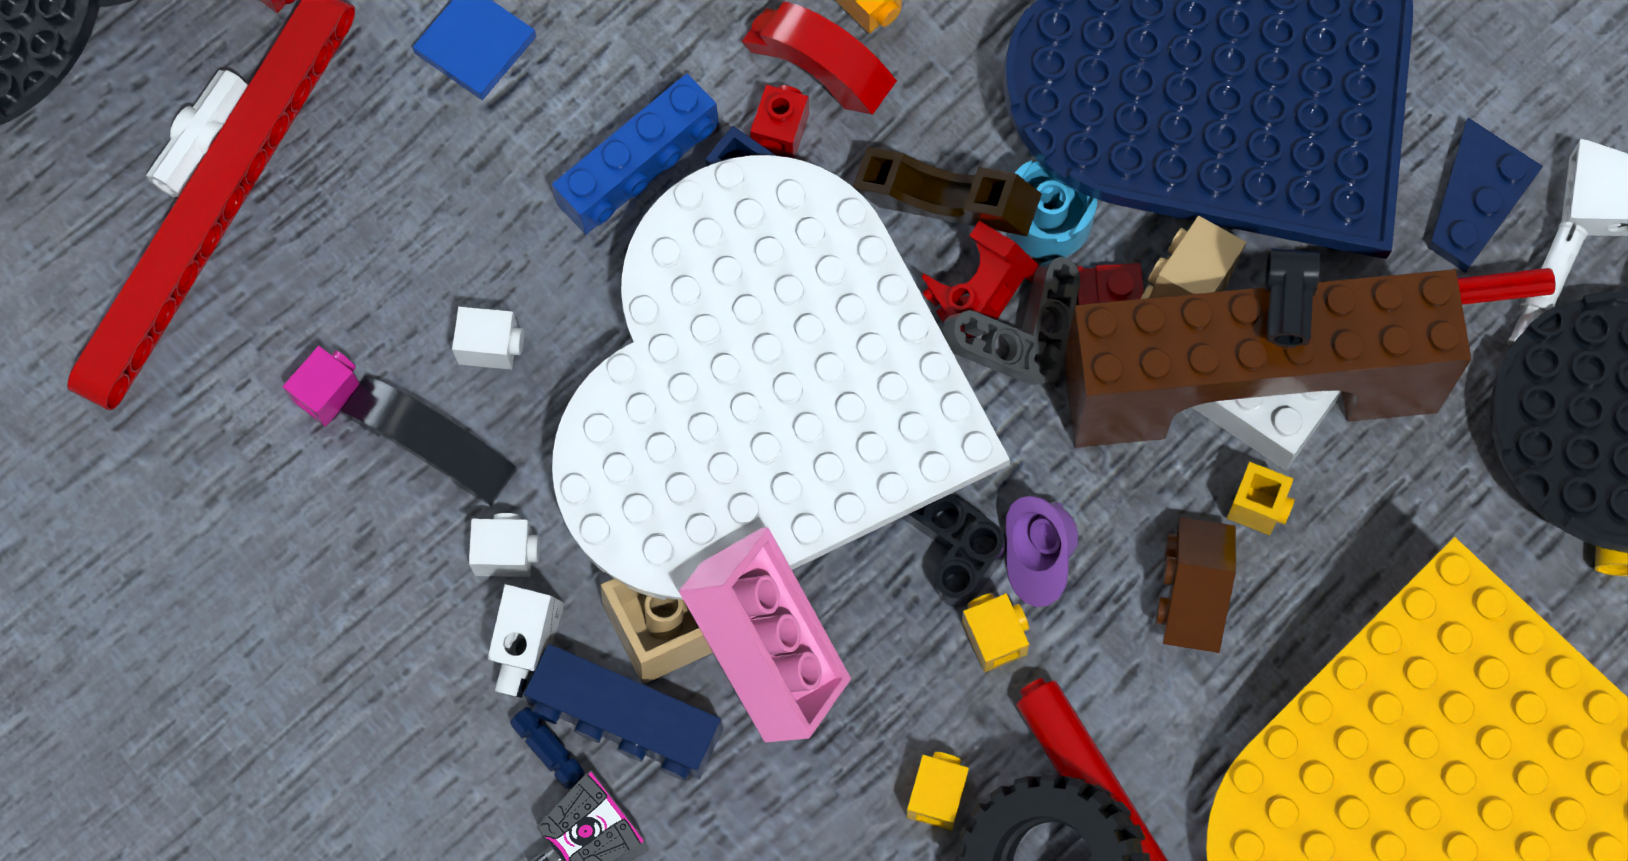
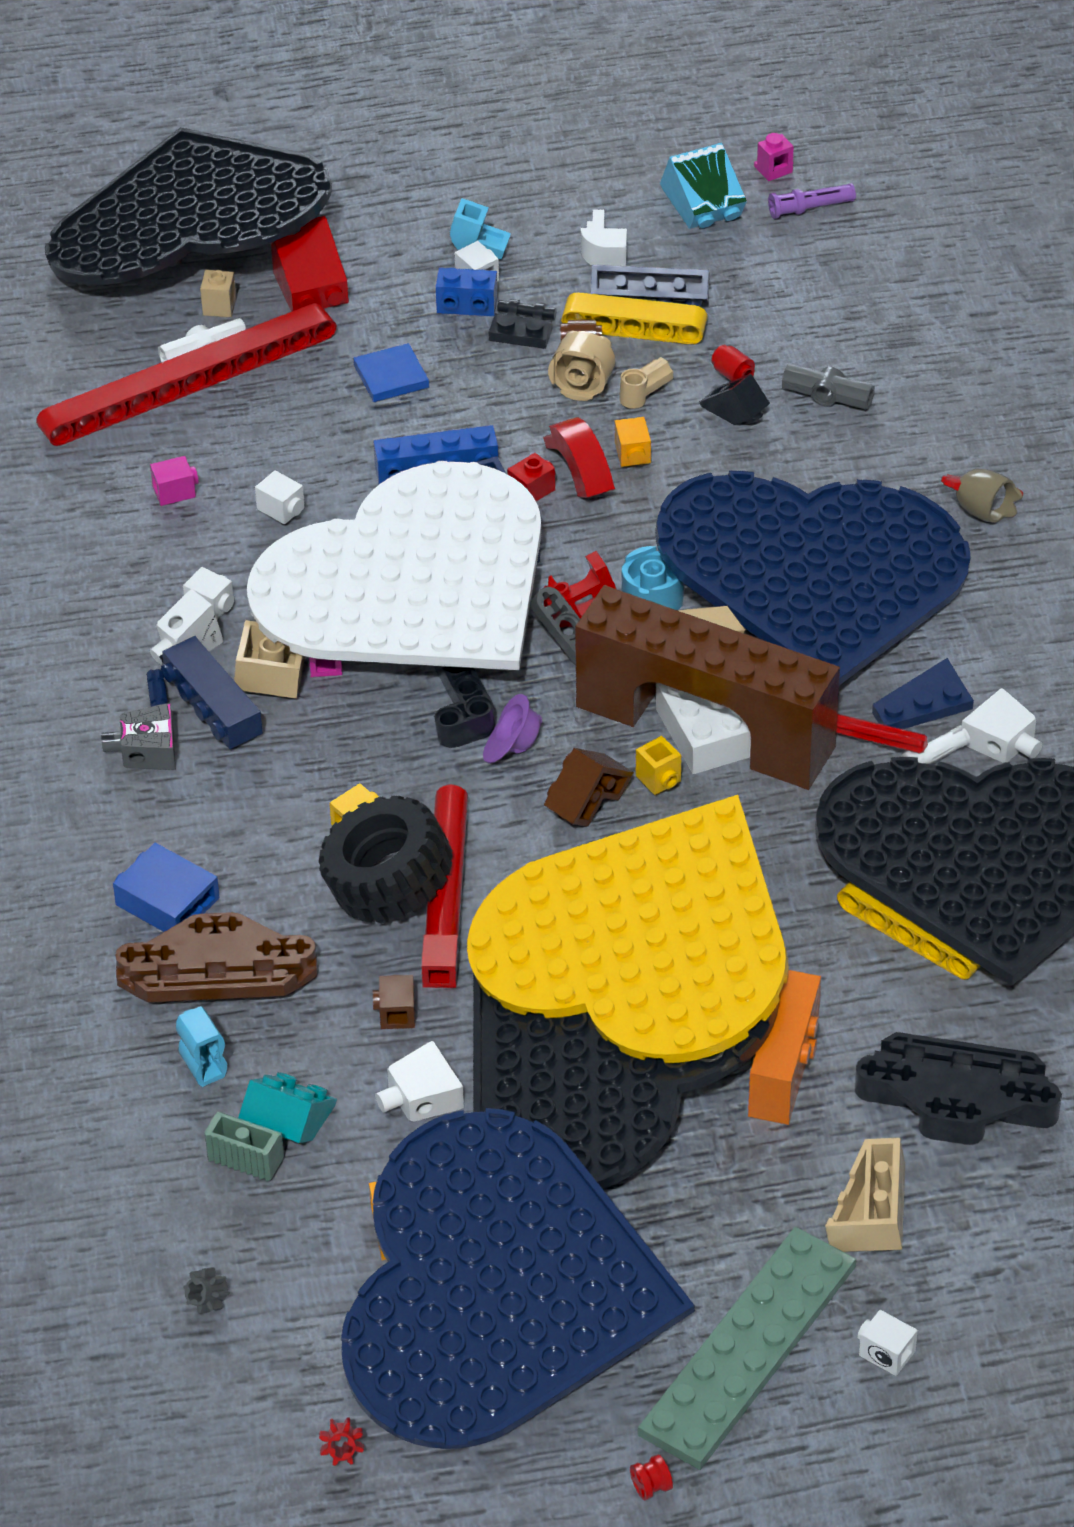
camera: 30 degrees right, 25 degrees down
(163, 39) = (218, 293): none -> tan brick
(429, 438) = (214, 532): black slope -> none
(766, 637) = (315, 680): bright pink slope -> none
(912, 187) = (580, 536): dark brown arch -> none
(996, 630) = (453, 758): yellow brick -> none
(1291, 285) = (730, 618): black piece -> none

